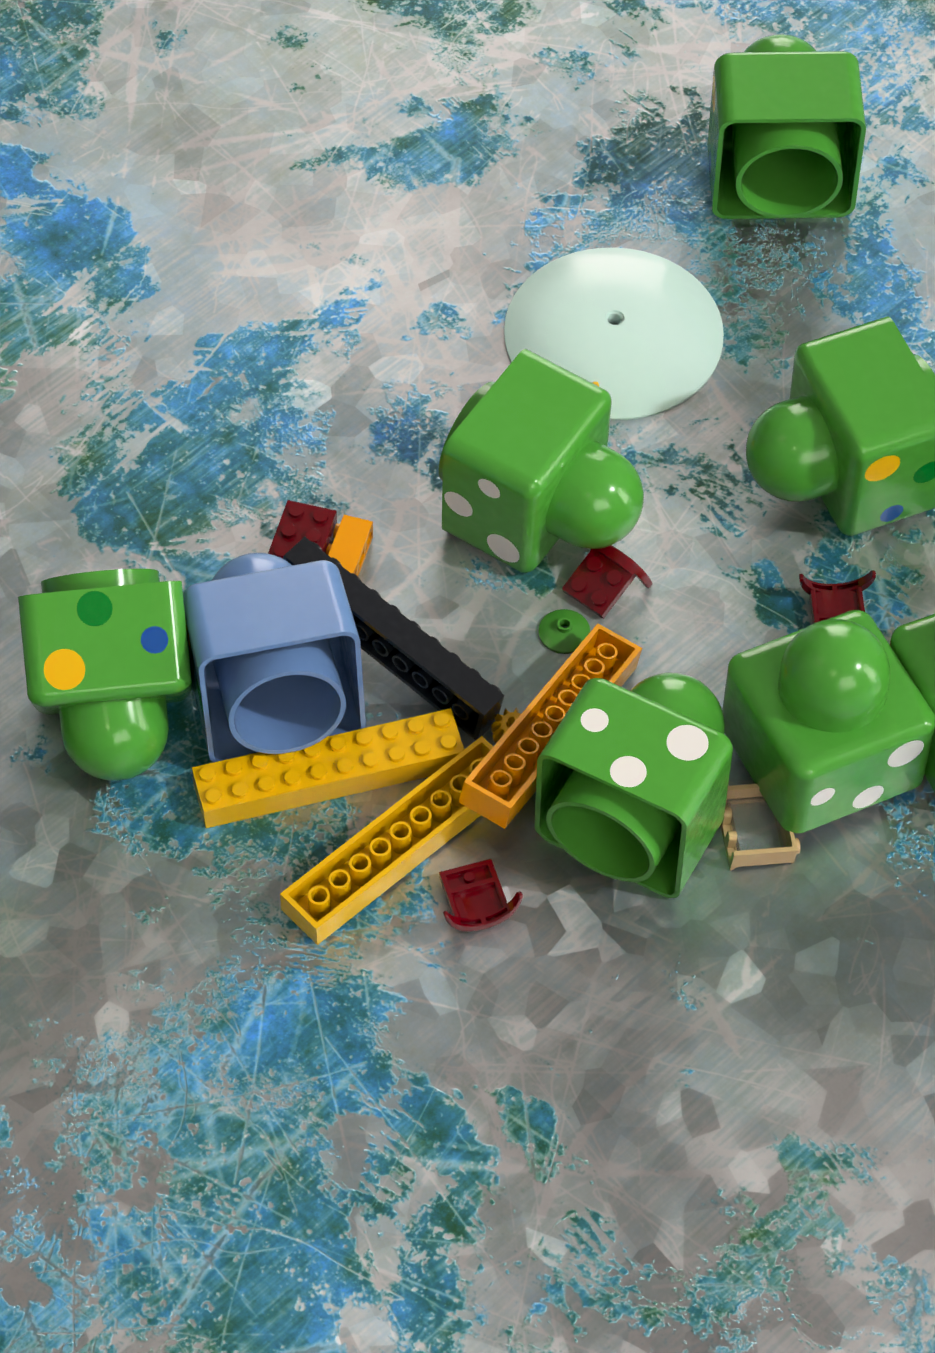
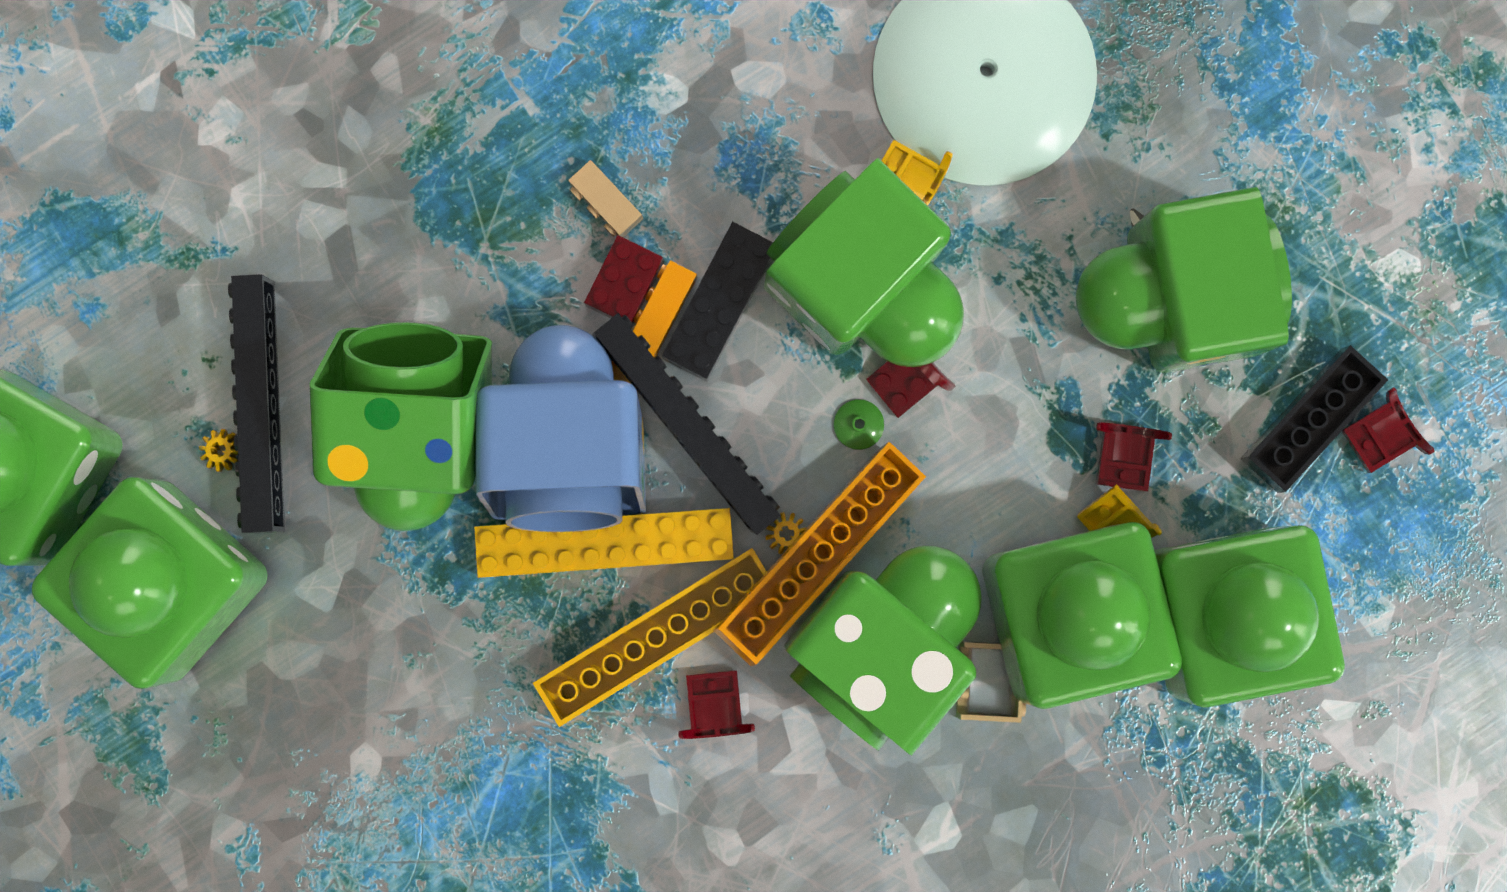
camera: 10 degrees right, 30 degrees up
(267, 480) = (604, 200): none -> tan brick
(403, 539) = (719, 302): none -> black brick

